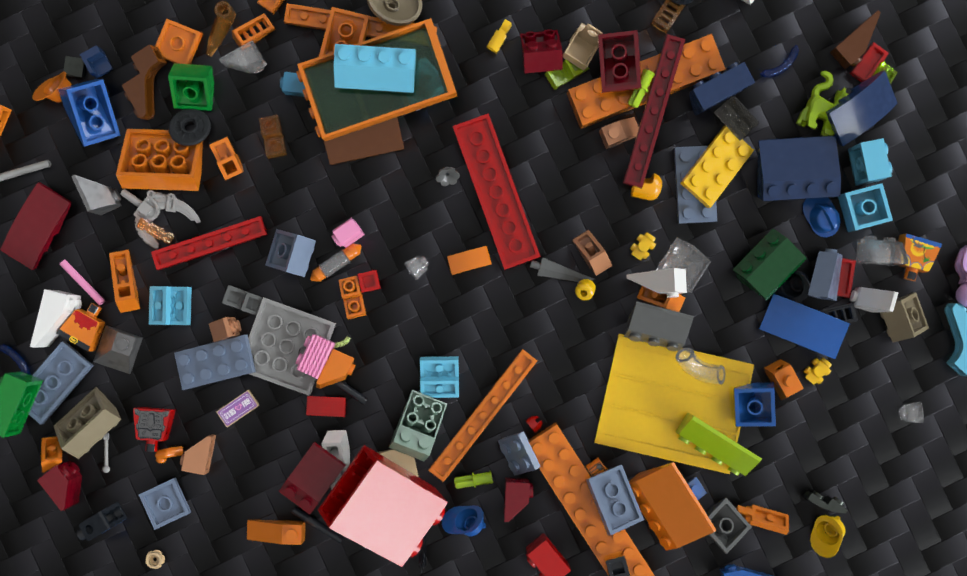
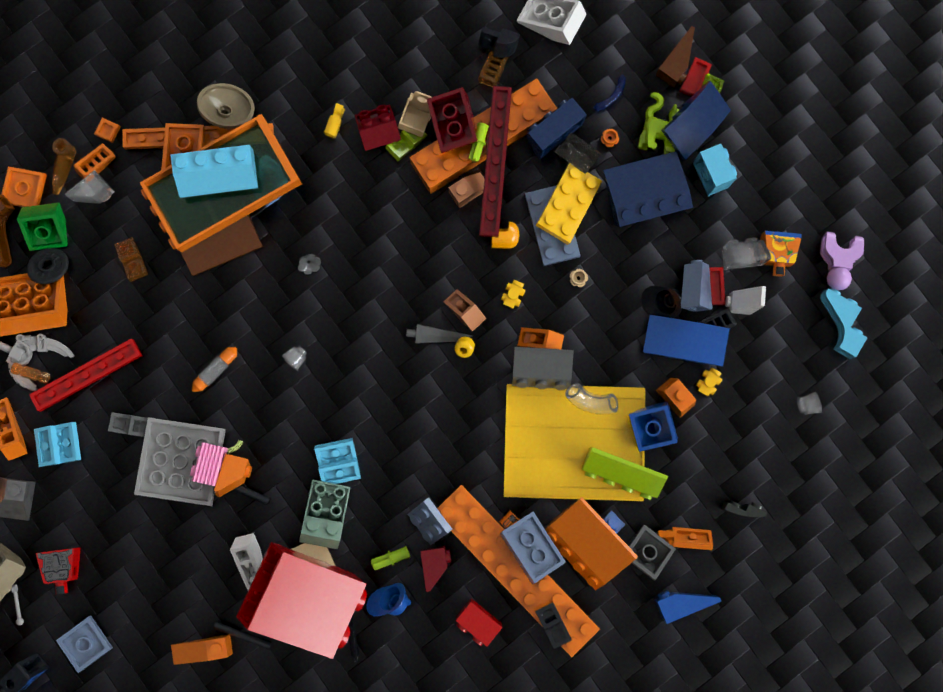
camera: 10 degrees left, 5 degrees down
(163, 454) = (73, 595): orange arm -> none
(199, 456) = (110, 589): nougat slope -> none
(214, 362) = (110, 491): sand blue plate -> none
(225, 328) = (115, 455): nougat slope -> none
(226, 158) = (89, 289): orange brick -> none
(238, 408) = (142, 533): medium lavender tile -> none
(290, 252) = (168, 368): sand blue slope -> none
(291, 85) = (139, 205): dark azure brick -> none
(312, 478) = (227, 587): dark red slope -> none
(326, 406) = (230, 513): red tile -> none
(347, 233) = (219, 337): bright pink brick -> none
(352, 297) = (237, 400): orange slope -> none
(369, 281) = (250, 381): red plate -> none
(469, 260) = (345, 341): orange slope -> none
(482, 415) = (387, 492): orange tile -> none
(496, 191) = (359, 269): red plate -> none
(533, 424) = (441, 491): red hinge -> none
(664, 281) = (538, 321): white slope -> none
(688, 257) = (556, 304): clear slope -> none
(715, 242) = (583, 278): none -> tan plate
(769, 264) = (638, 286): dark green slope -> none
(775, 107) = (609, 133): none -> orange plate
(821, 216) = (681, 231): blue piece -> none
(827, 535) = (753, 542): yellow piece -> none
(865, 207) = (720, 214): medium azure brick -> none
(906, 319) = (782, 313): dark tan slope -> none

